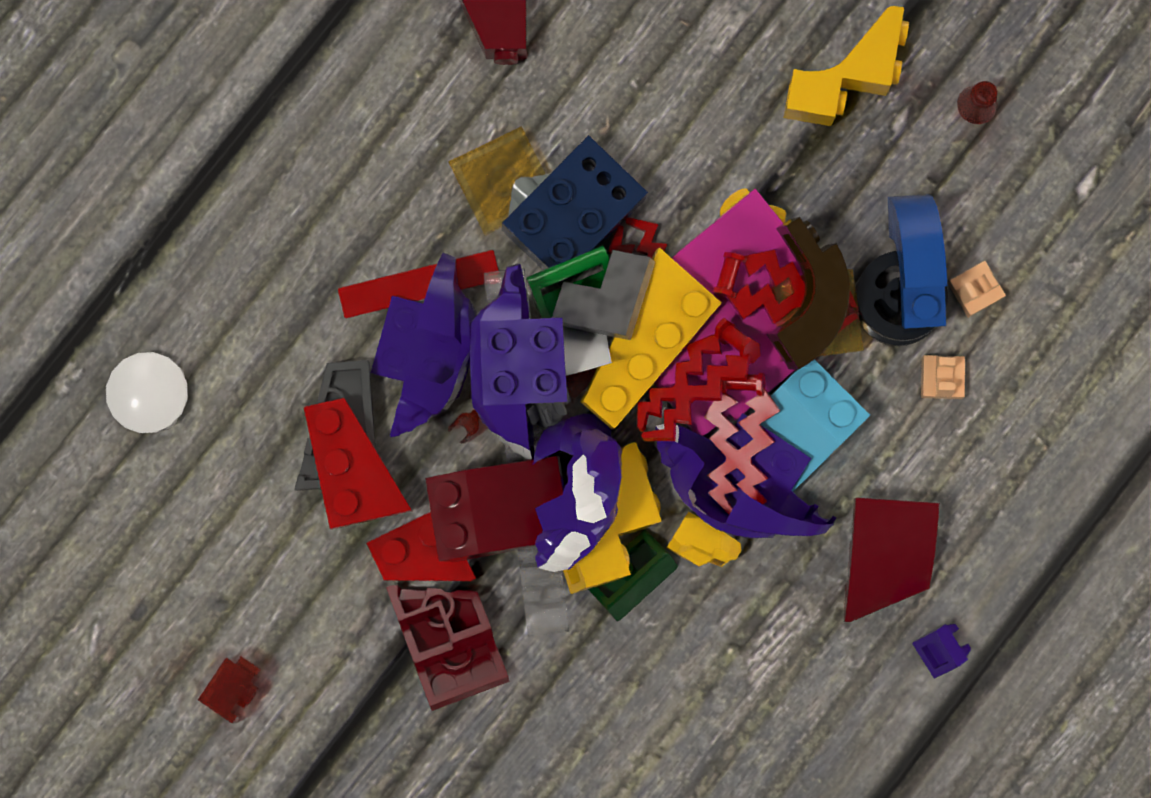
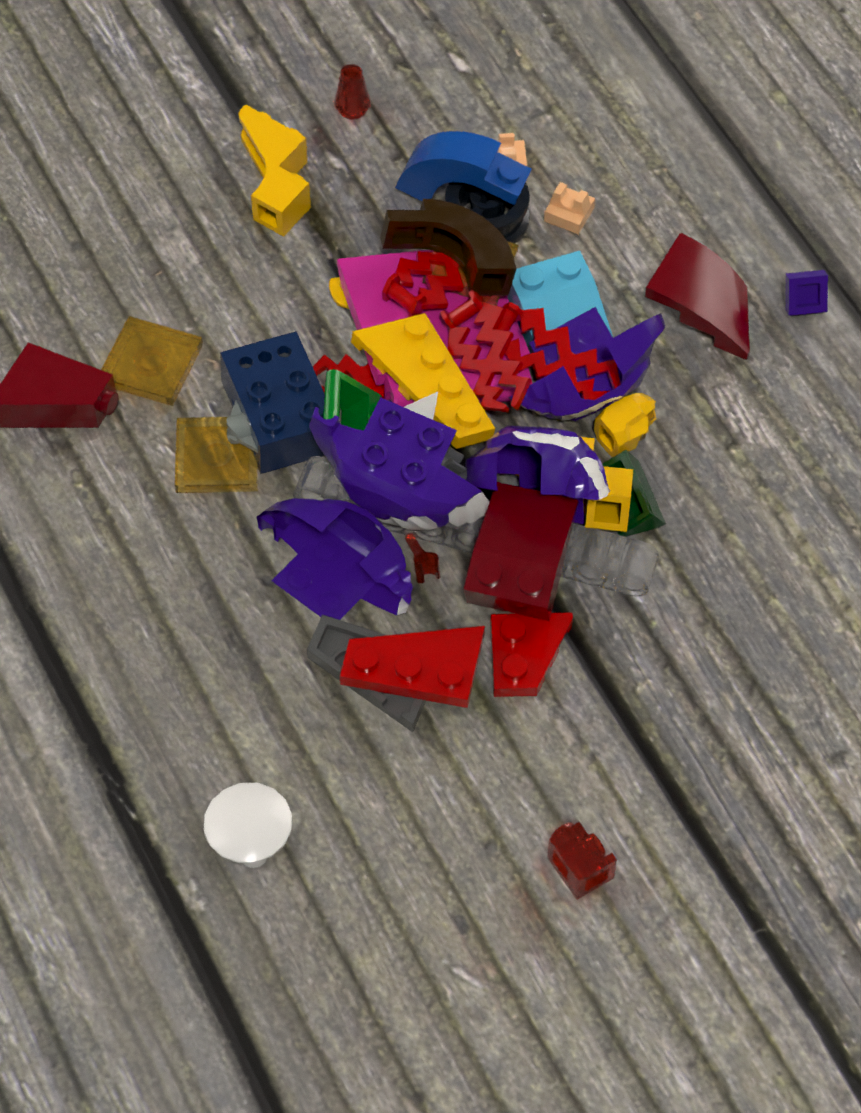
camera: 65 degrees left, 25 degrees down
(411, 284) = (270, 560): red sticker -> none
(448, 643) = (620, 660): dark red slope -> none
(576, 68) = (152, 360): none -> clear yellow tile
(612, 307) = (379, 375): flat silver tile -> none

